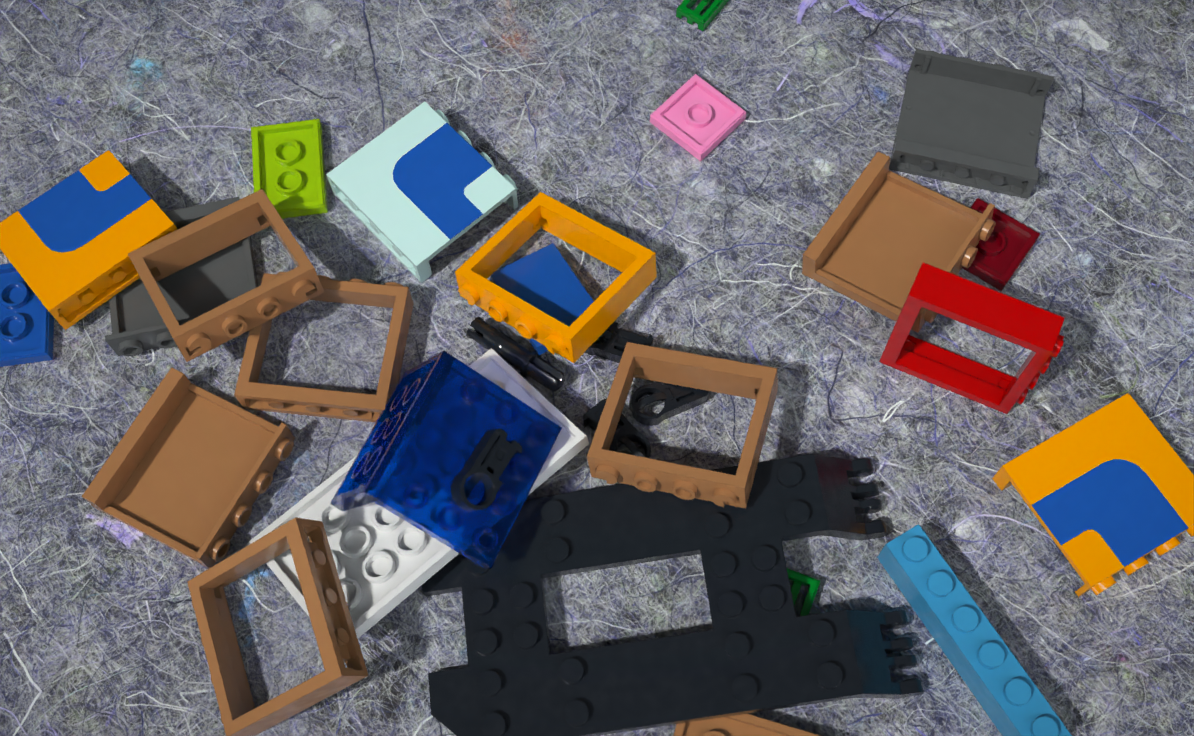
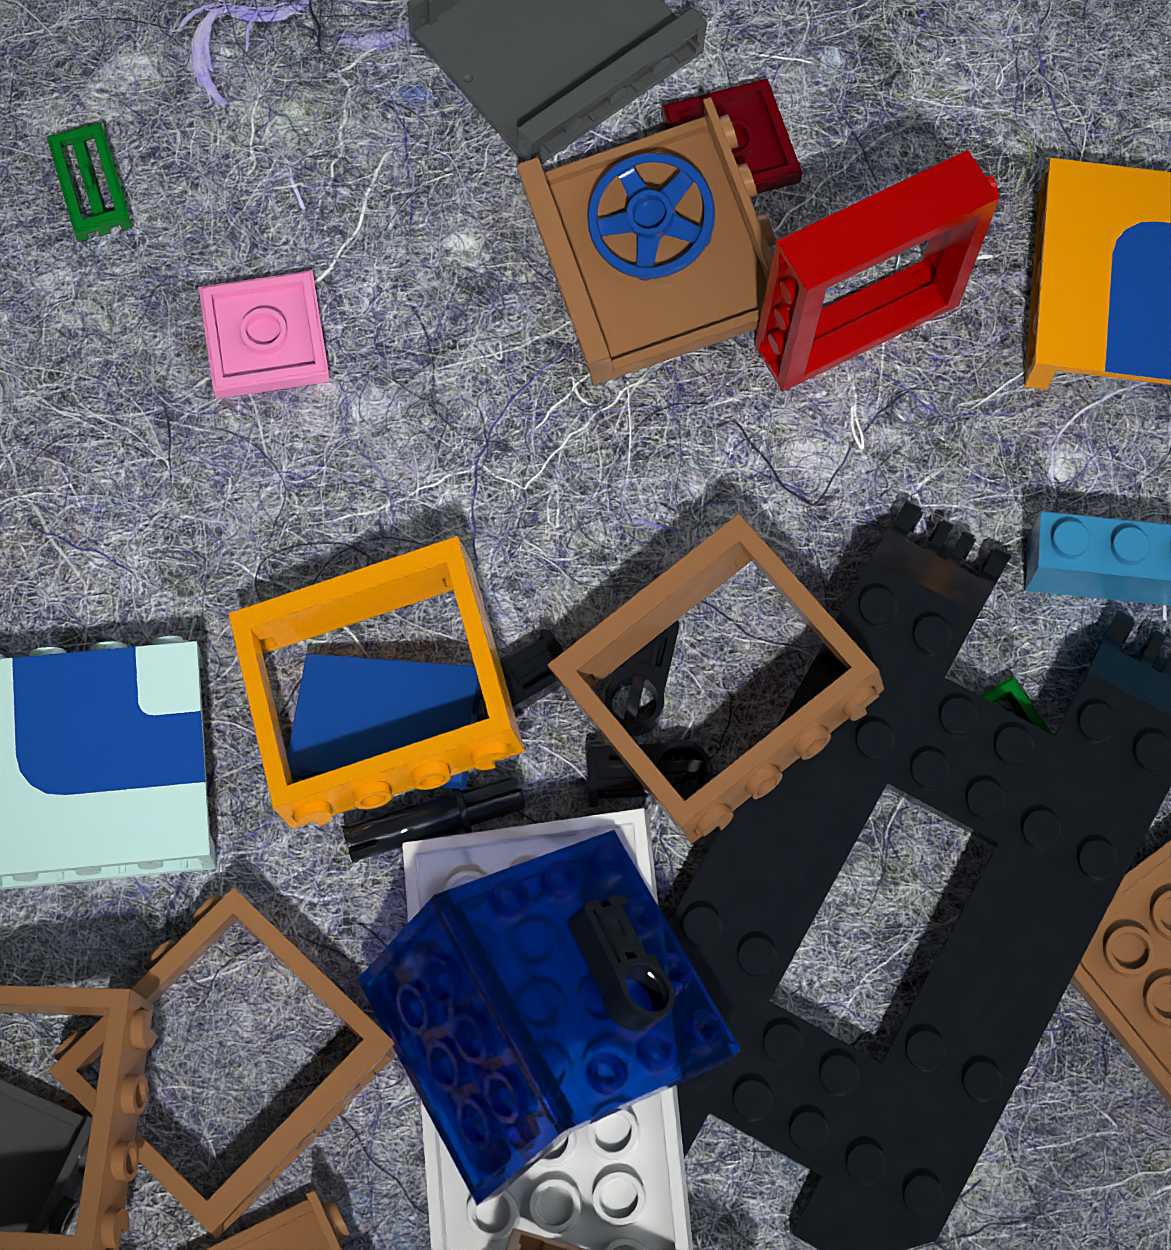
camera: 60 degrees left, 5 degrees up
(910, 230) = (652, 216): none -> blue wheel

